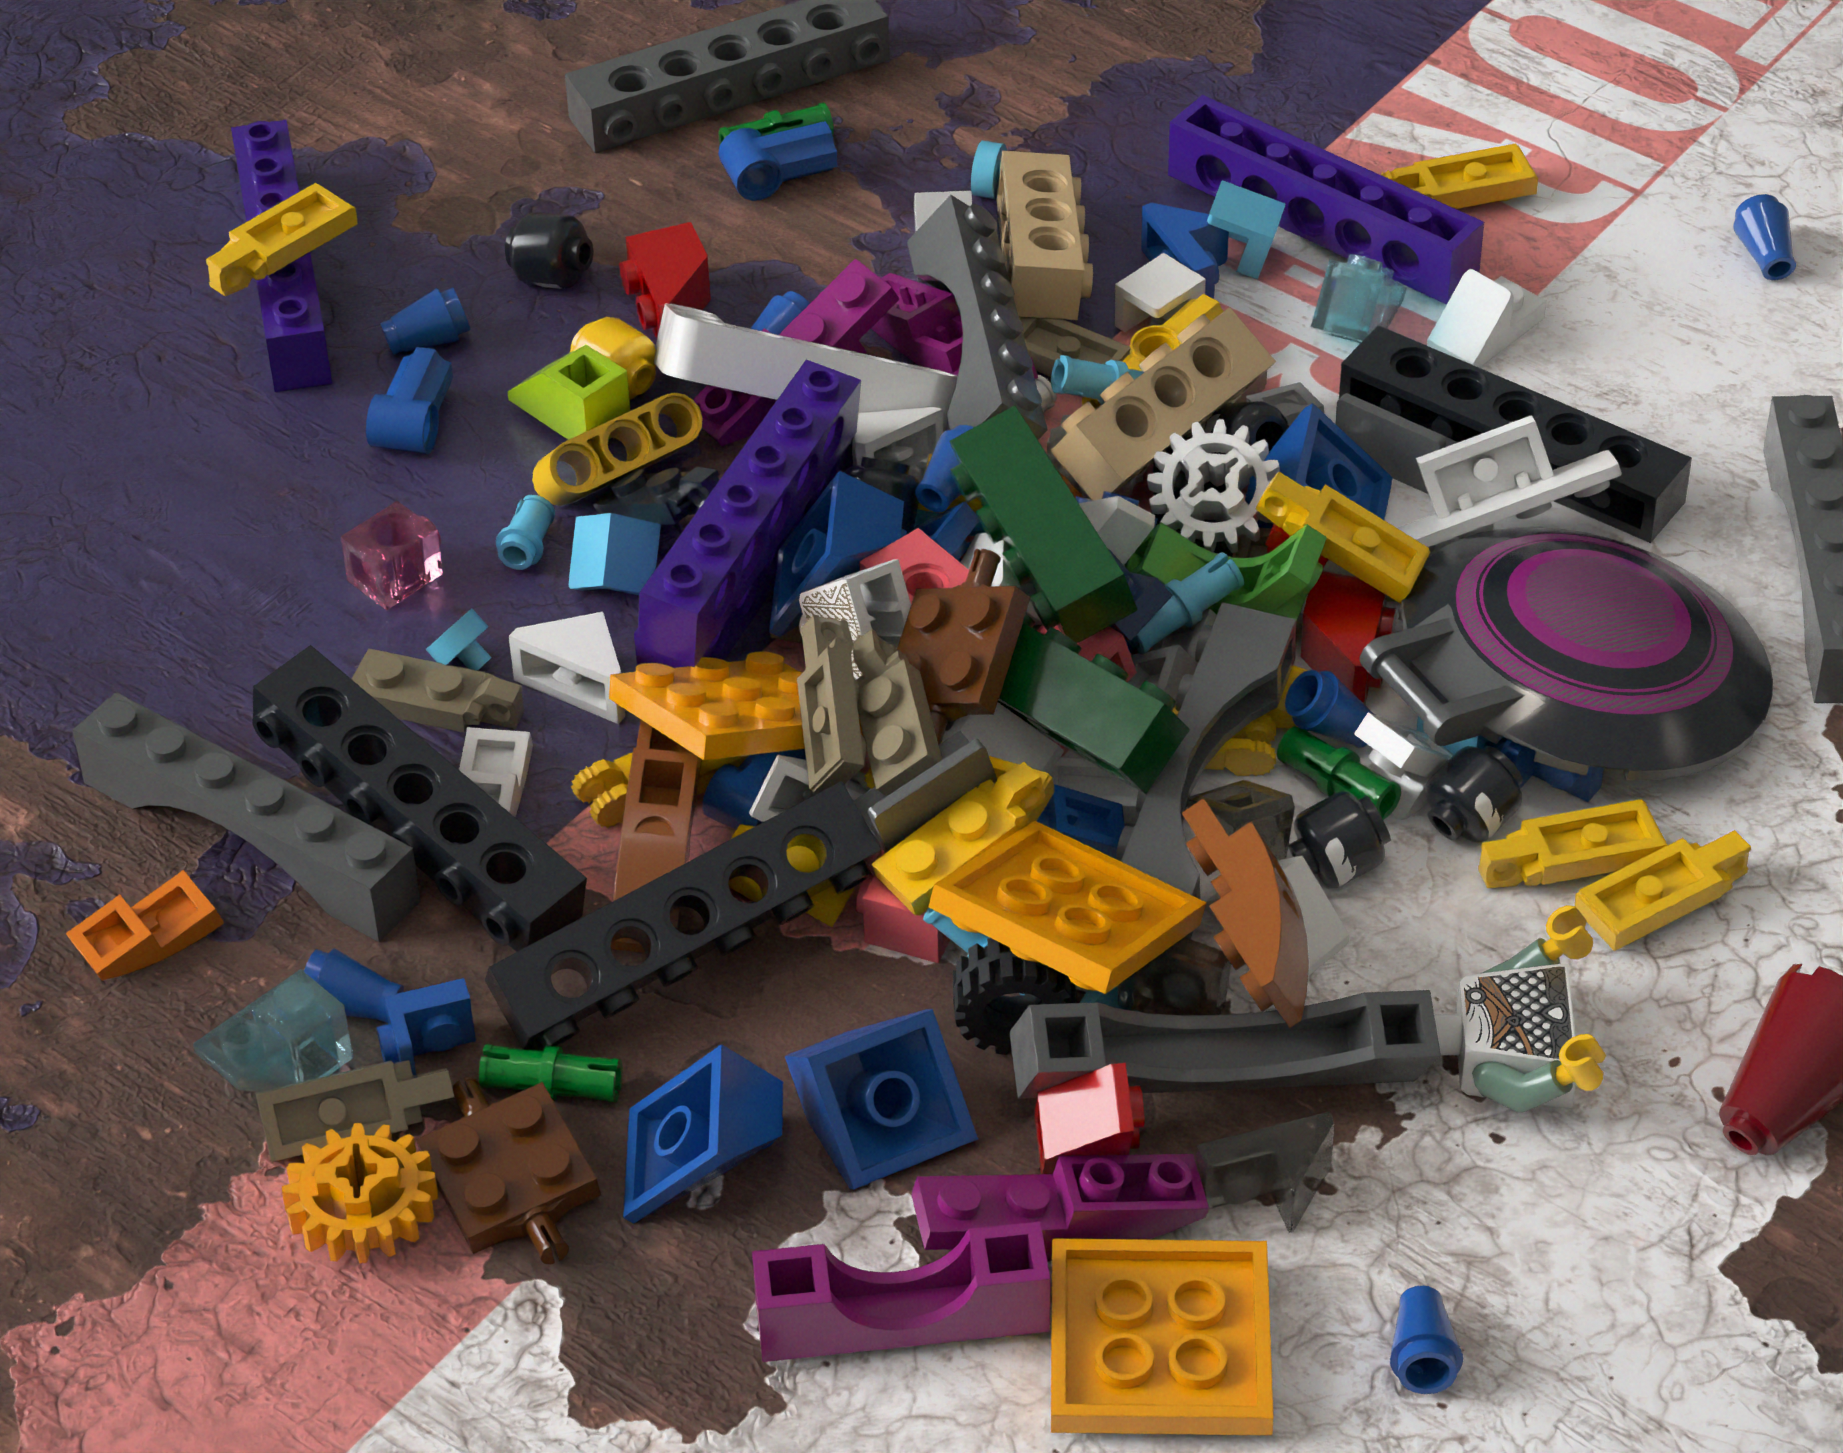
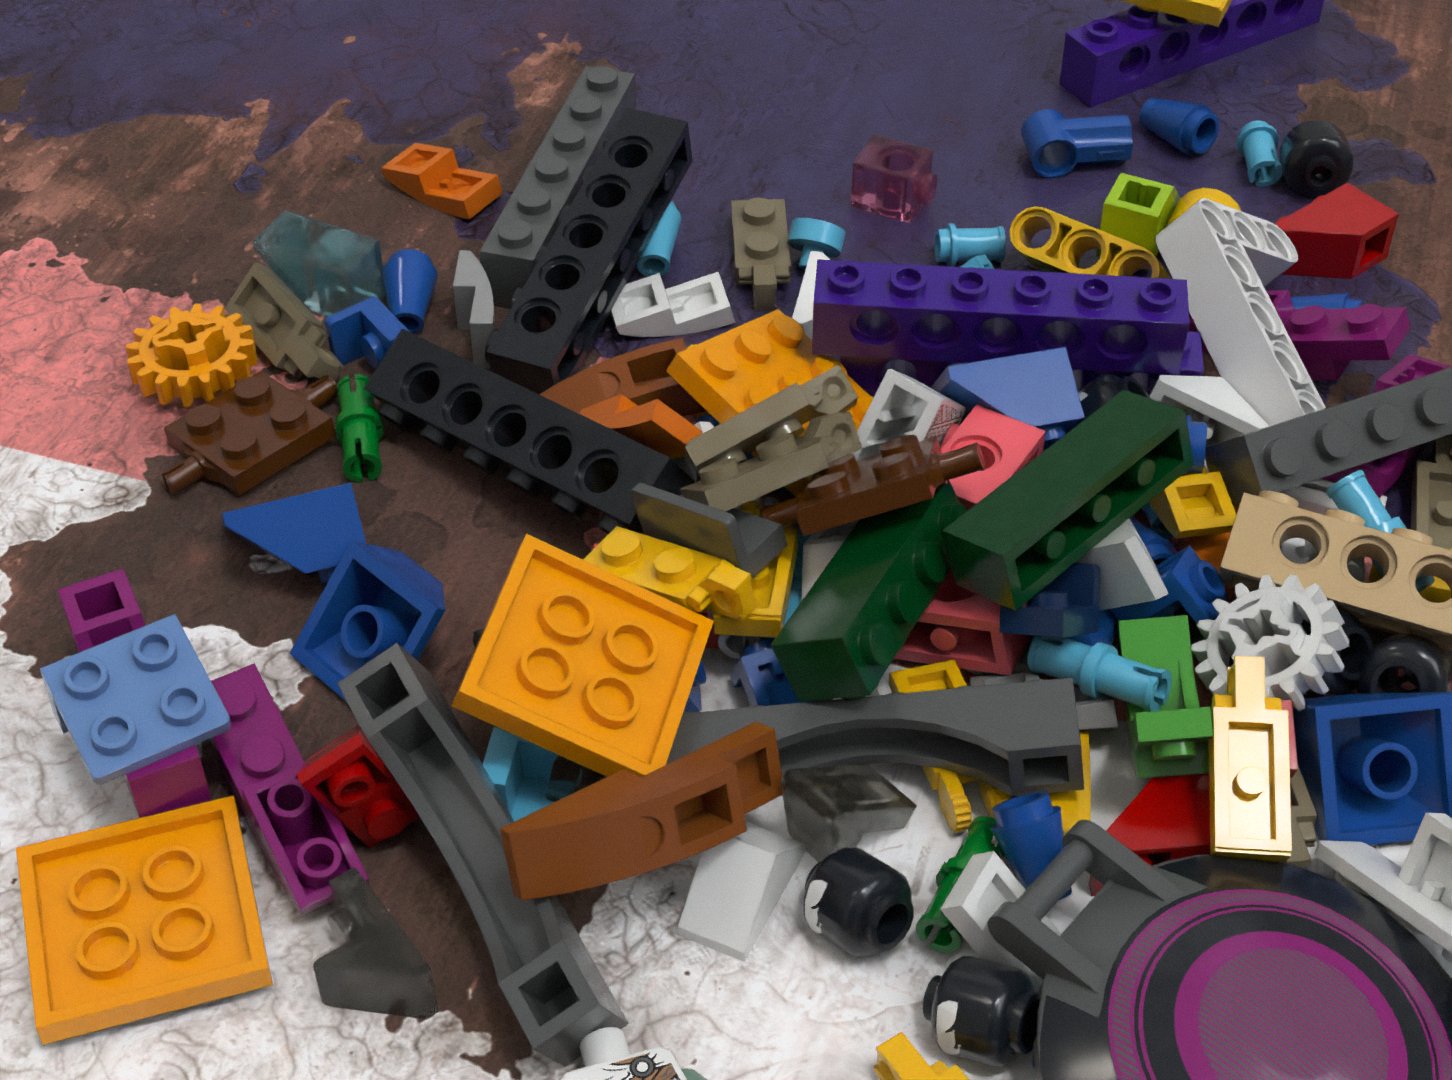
camera: 70 degrees right, 0 degrees up
(405, 928) = (474, 303): none -> light grey slope
(495, 282) = (1258, 145): none -> medium azure pin
(727, 820) = (648, 423): none -> orange slope
(950, 1253) = (135, 699): none -> medium blue bracket

